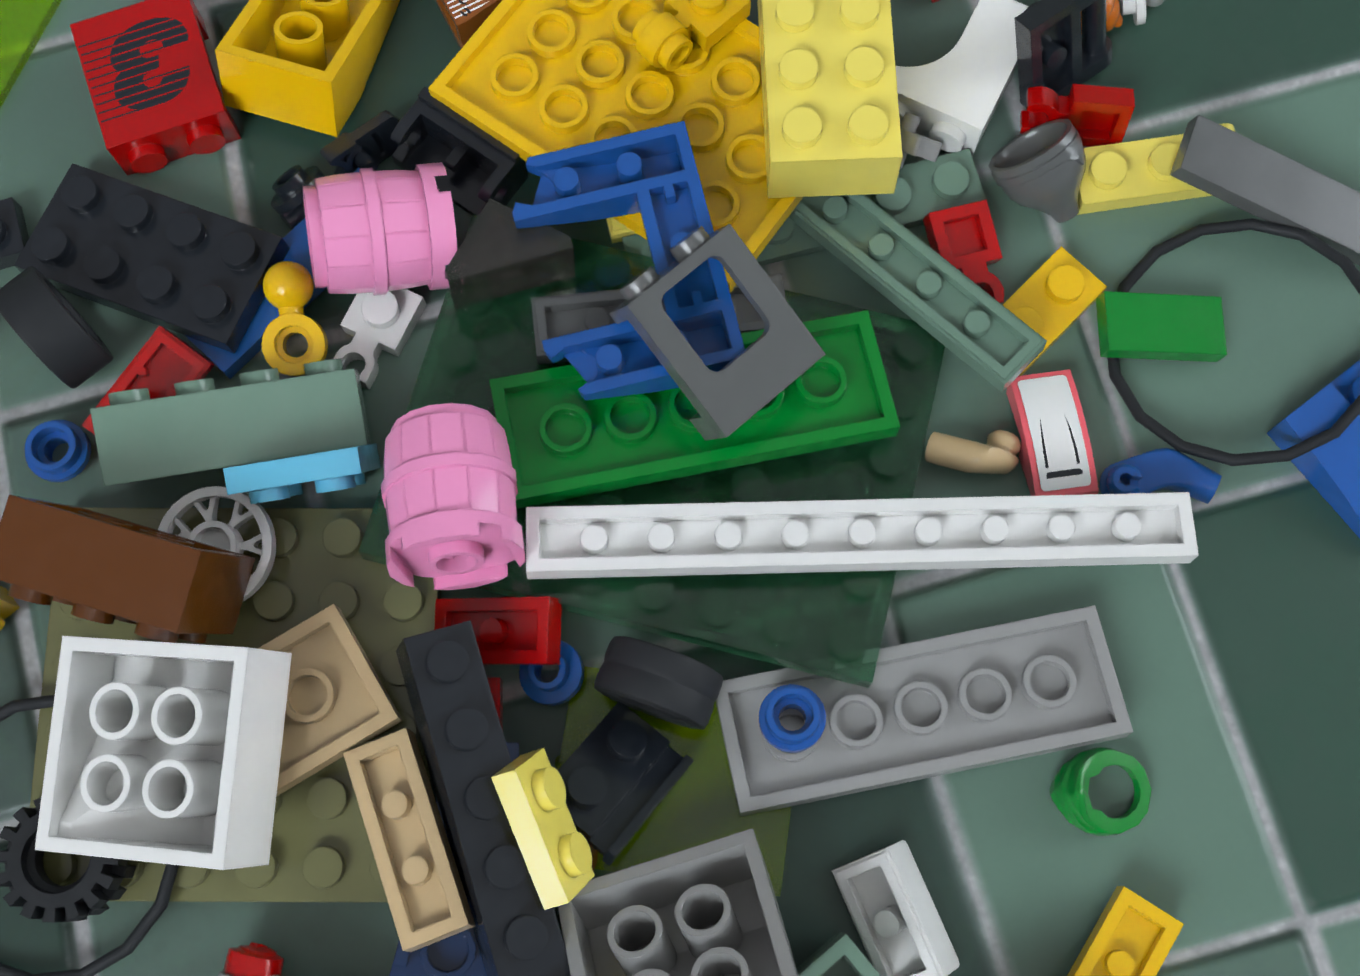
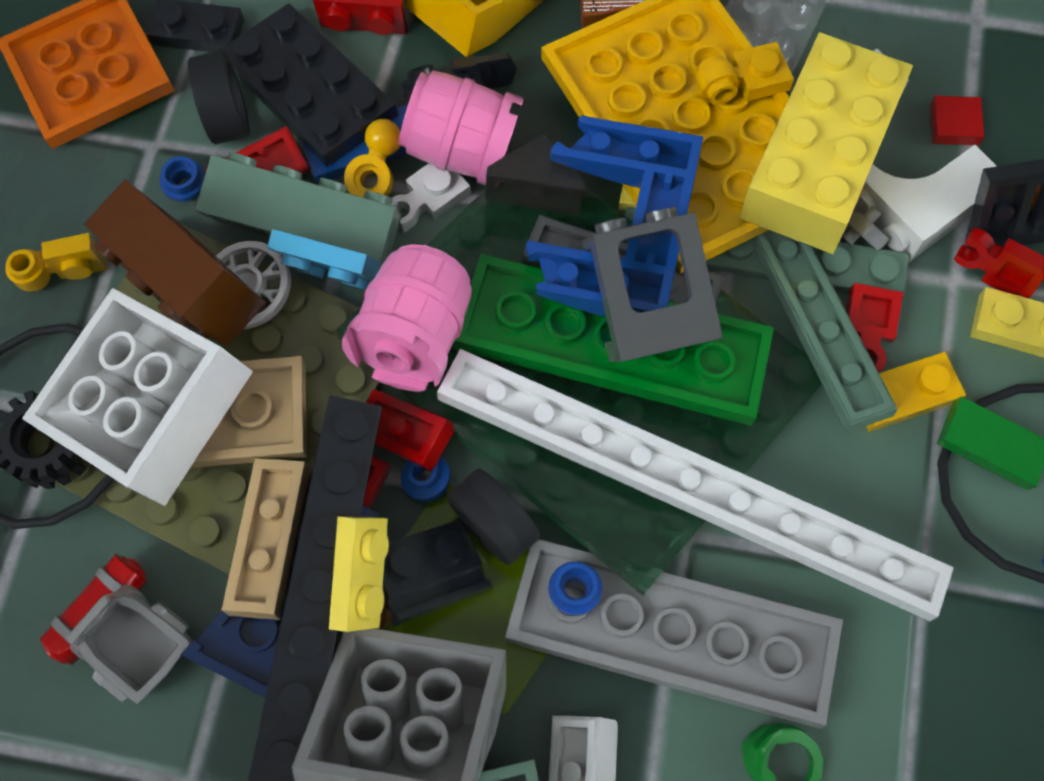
camera: 30 degrees right, 5 degrees down
(474, 161) = (545, 103): black hinge -> none
(972, 456) = (800, 468): tan arm -> none
(1043, 169) = (957, 291): dark grey helmet -> none
(1053, 434) = (872, 480): white slope -> none
(1160, 471) = (945, 547): blue arm -> none

